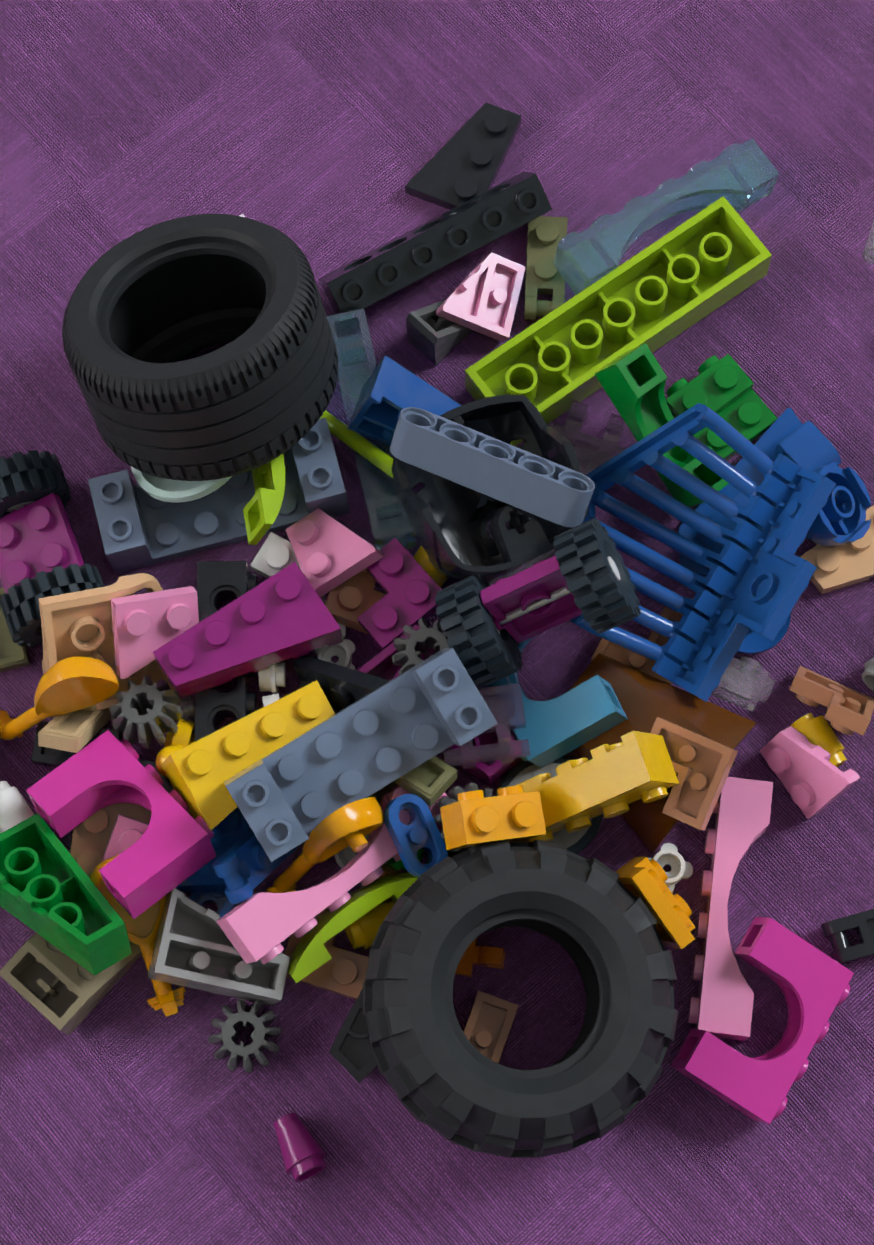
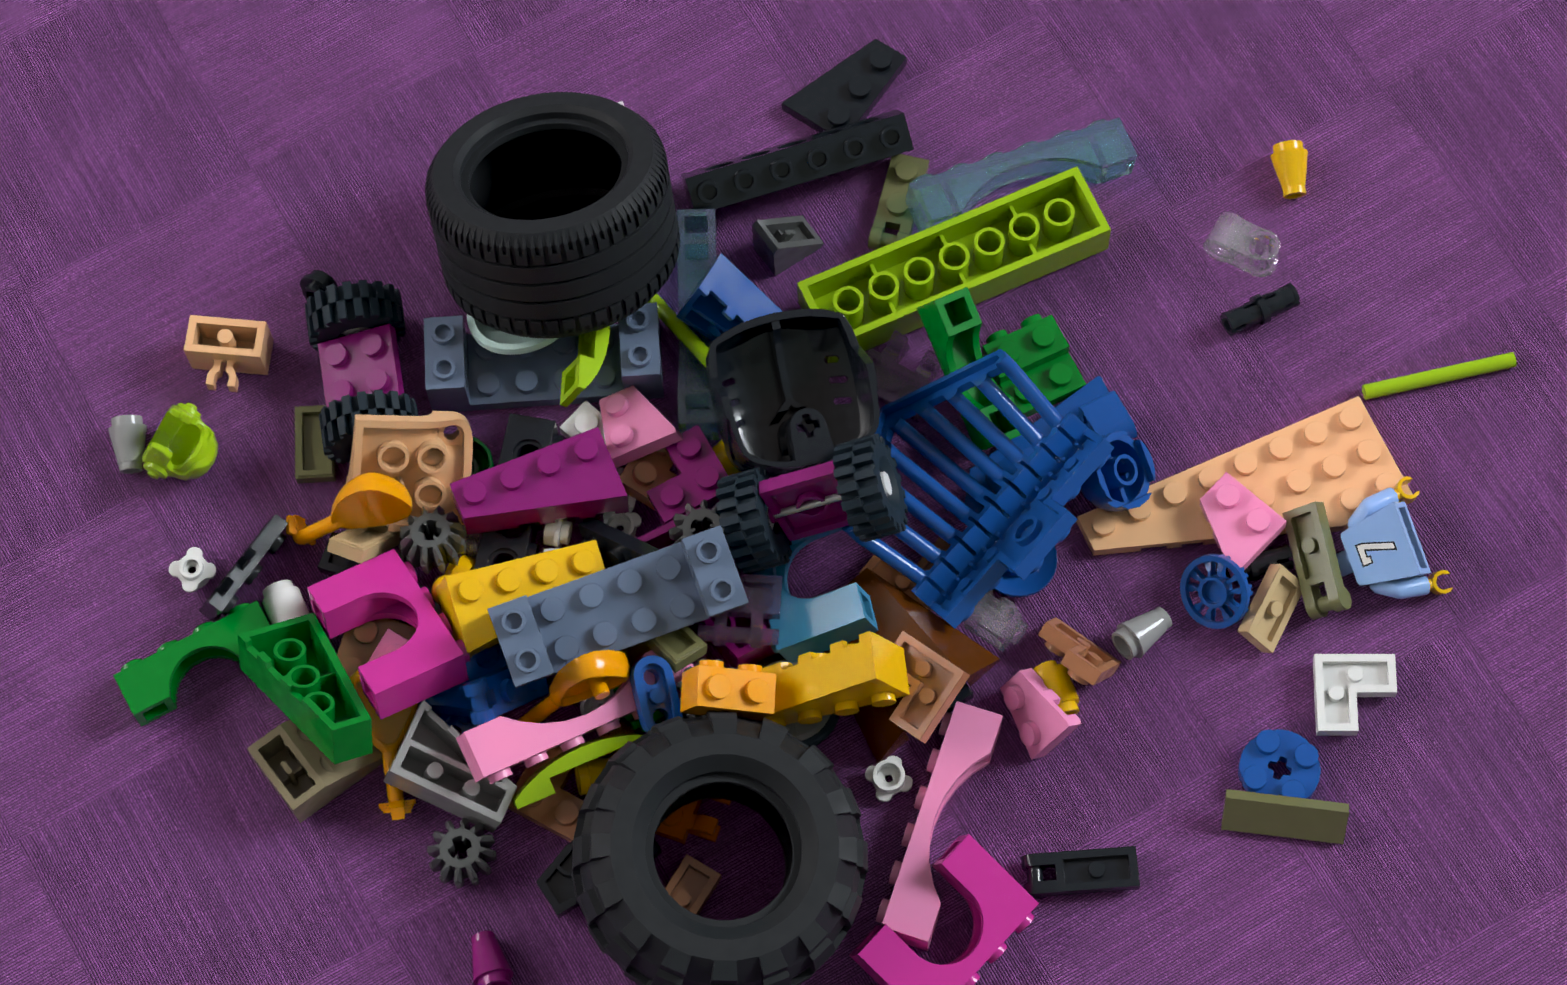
camera: 10 degrees right, 5 degrees down
(149, 622) = (451, 456): bright pink wing -> none
(486, 297) = (835, 221): bright pink wing -> none
(492, 467) = (794, 371): sand blue beam -> none
(672, 912) = (878, 817): light orange plate -> none

